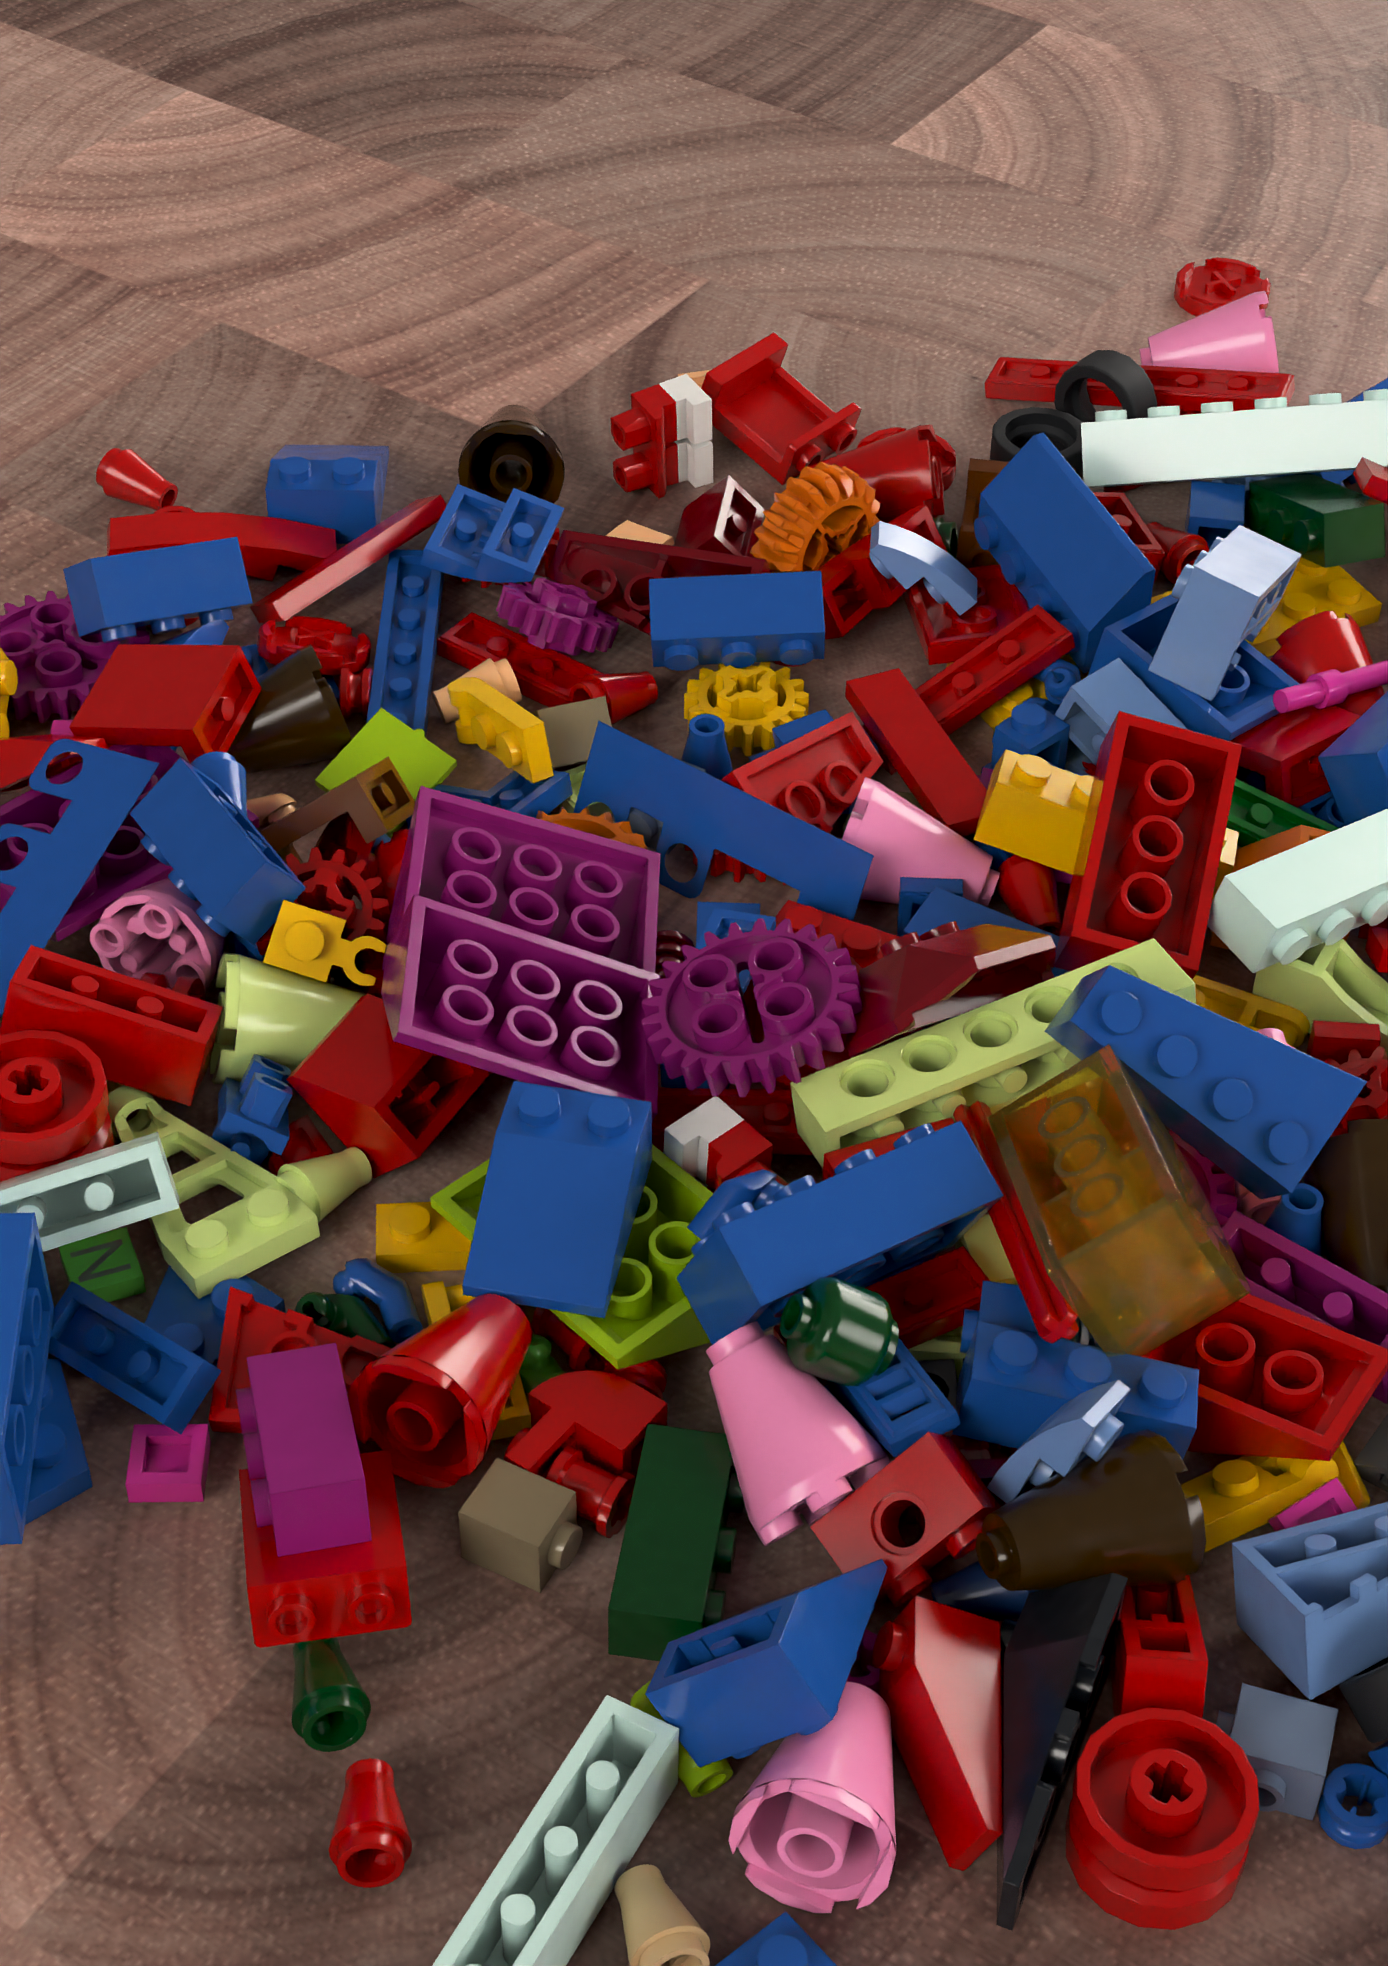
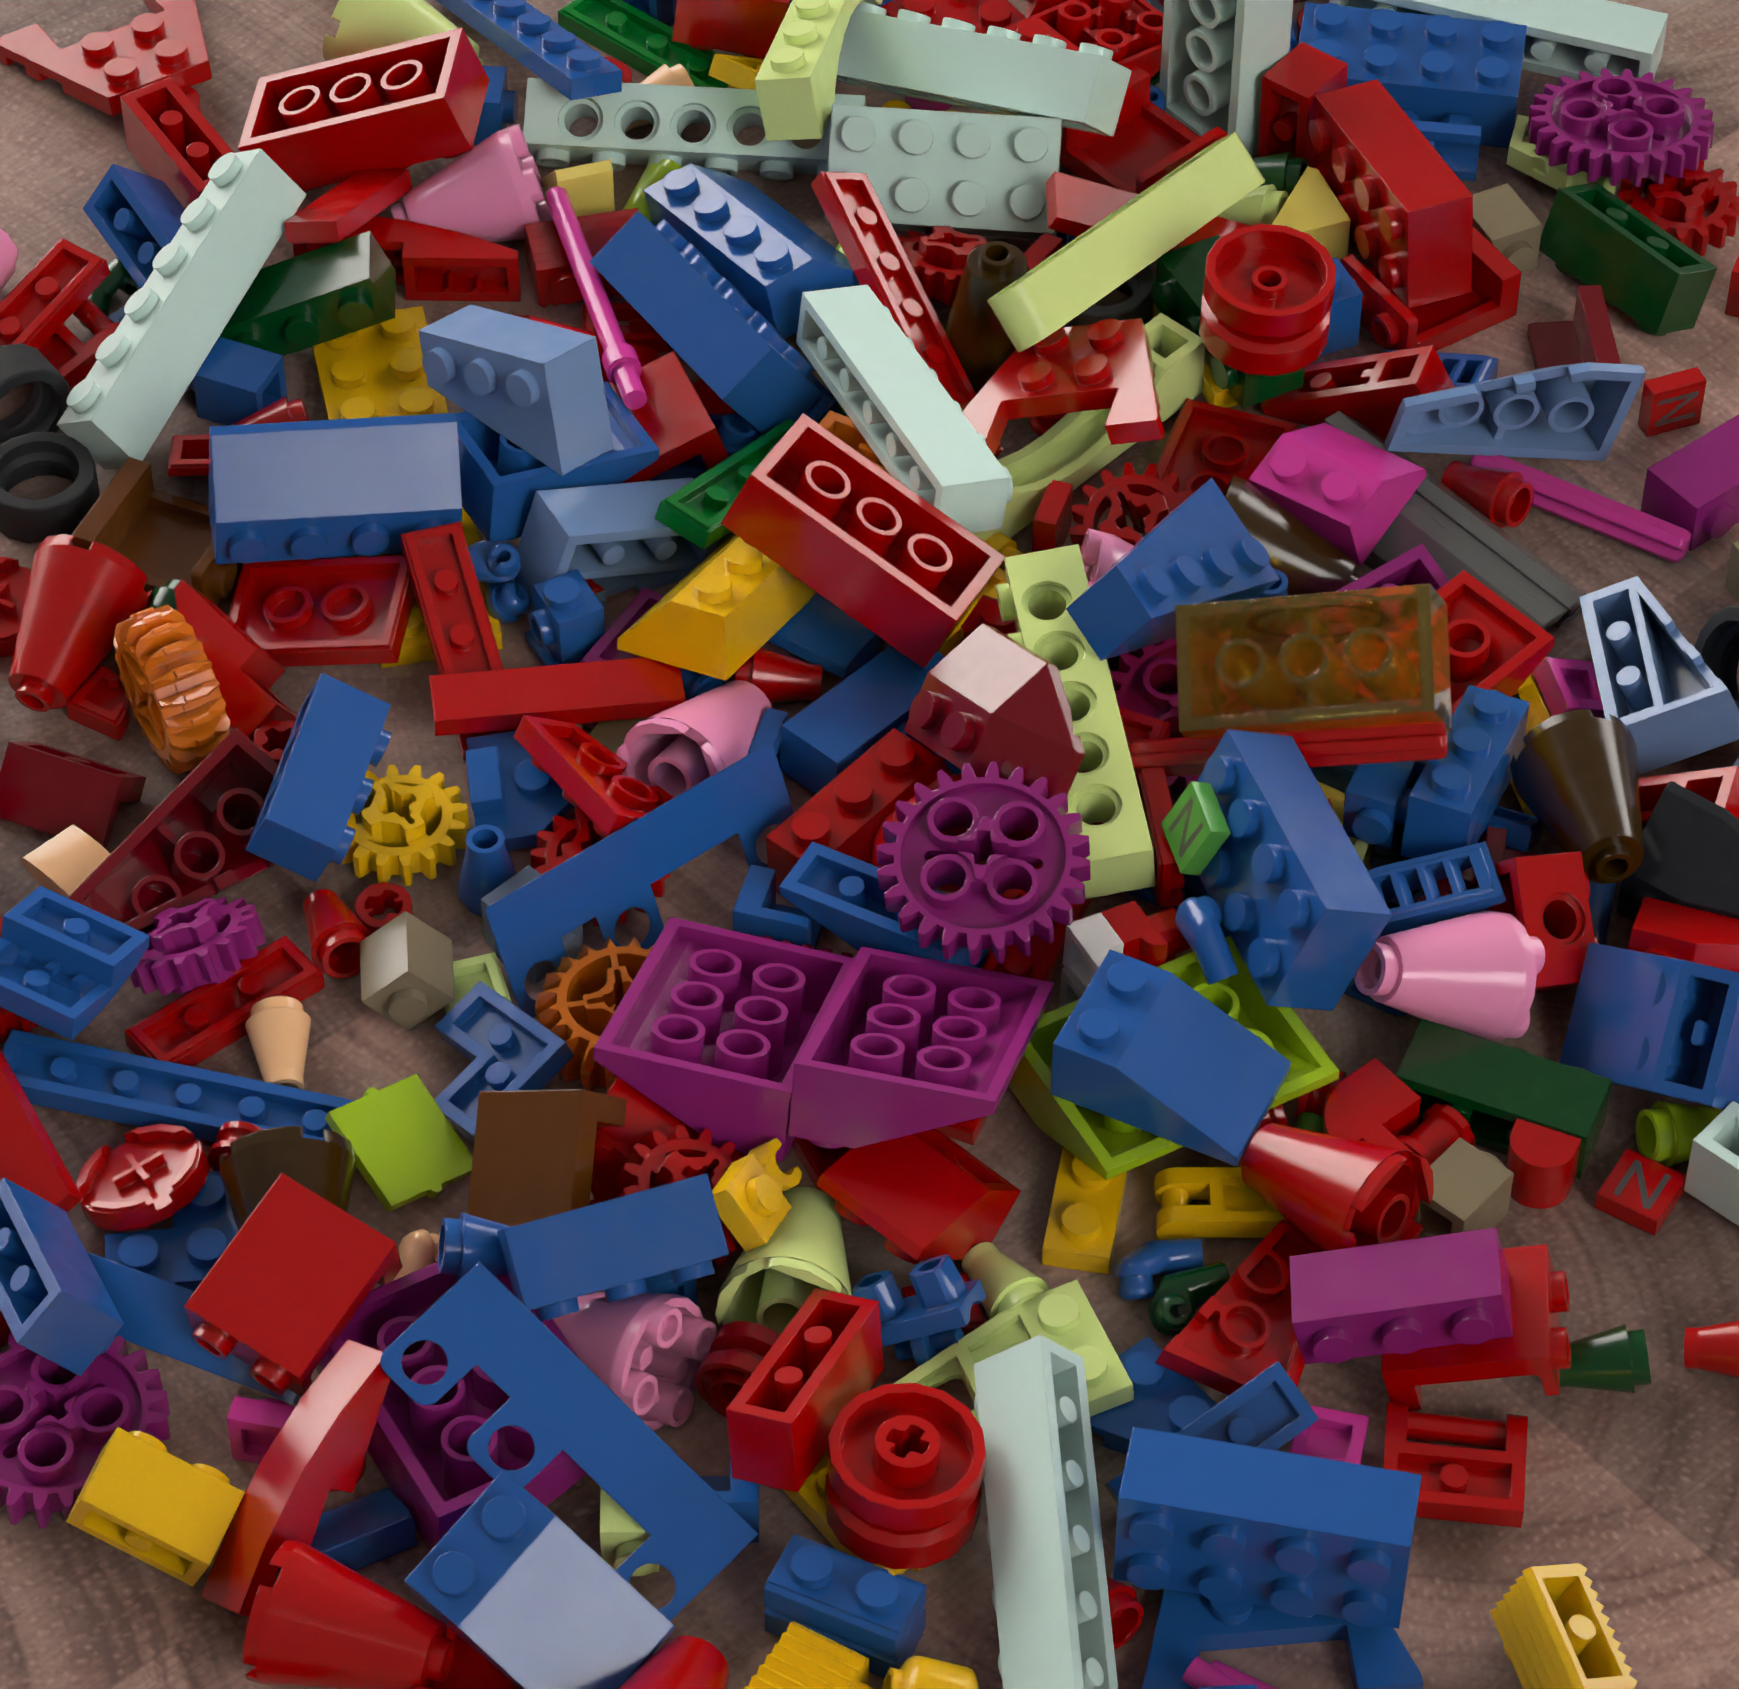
camera: 75 degrees left, 5 degrees up
(139, 1576) = (1457, 1480): none -> red plate
(501, 728) = (387, 1022): yellow plate -> none
(579, 1694) = (1640, 1192): none -> red tile
(583, 1589) = (1542, 1164): none -> red brick
(655, 714) = (376, 899): none -> red bush
(839, 1332) = (1412, 881): dark green head -> none
(875, 1136) = (1195, 828): none -> bright green tile
(912, 557) = (283, 610): medium blue slope -> none
(1060, 1443) = (1530, 774): medium blue slope -> none

